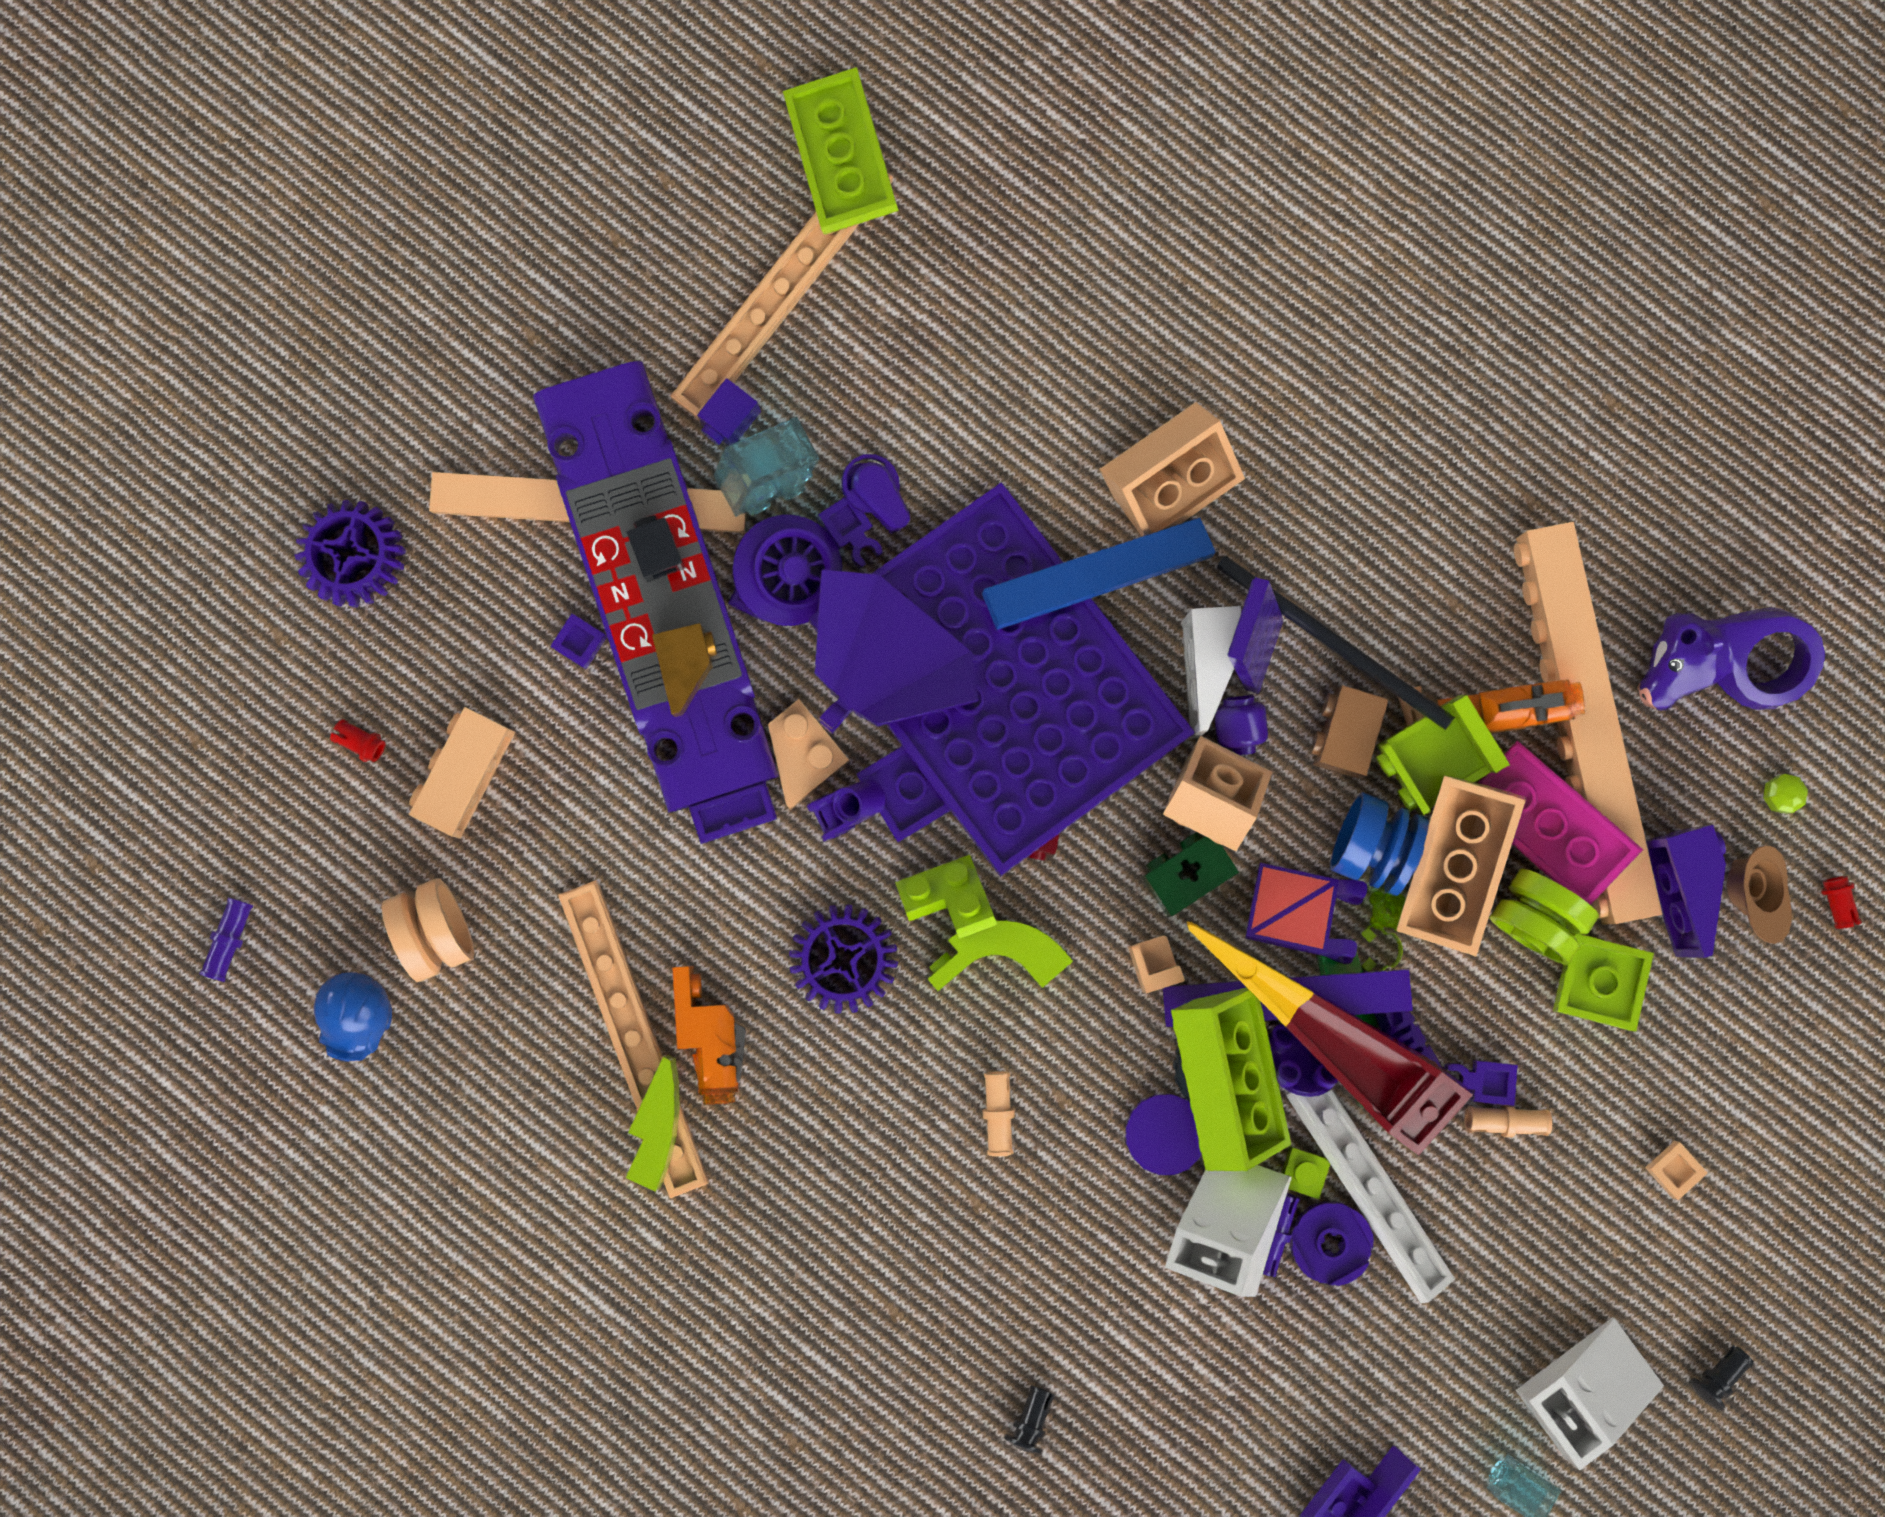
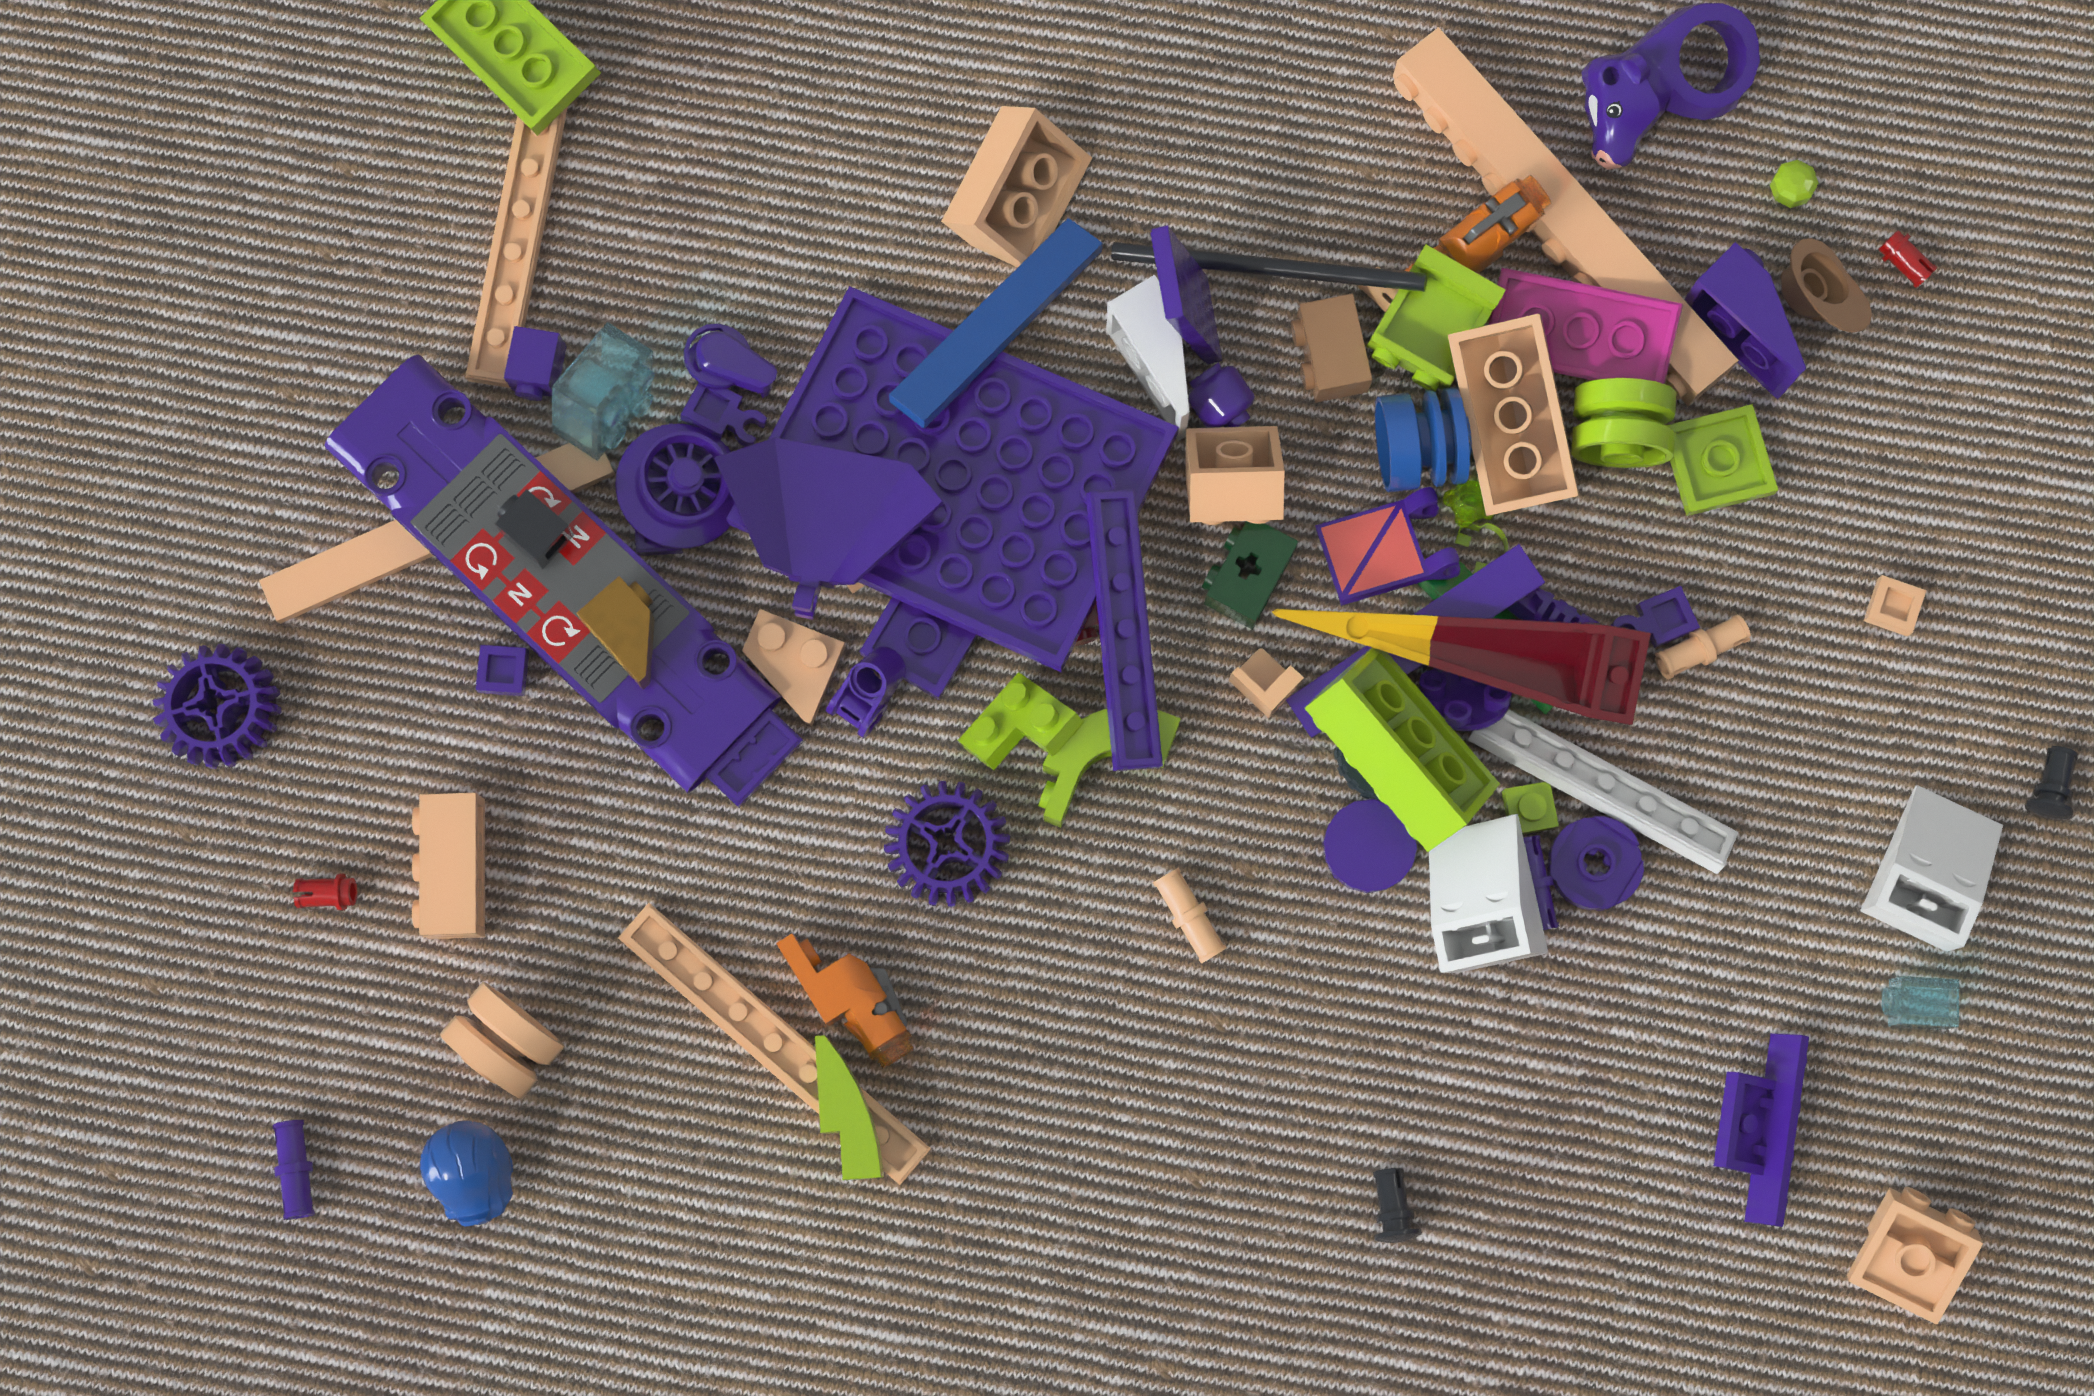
camera: 25 degrees left, 5 degrees down
(1066, 871) = (1124, 630): none -> dark purple tile

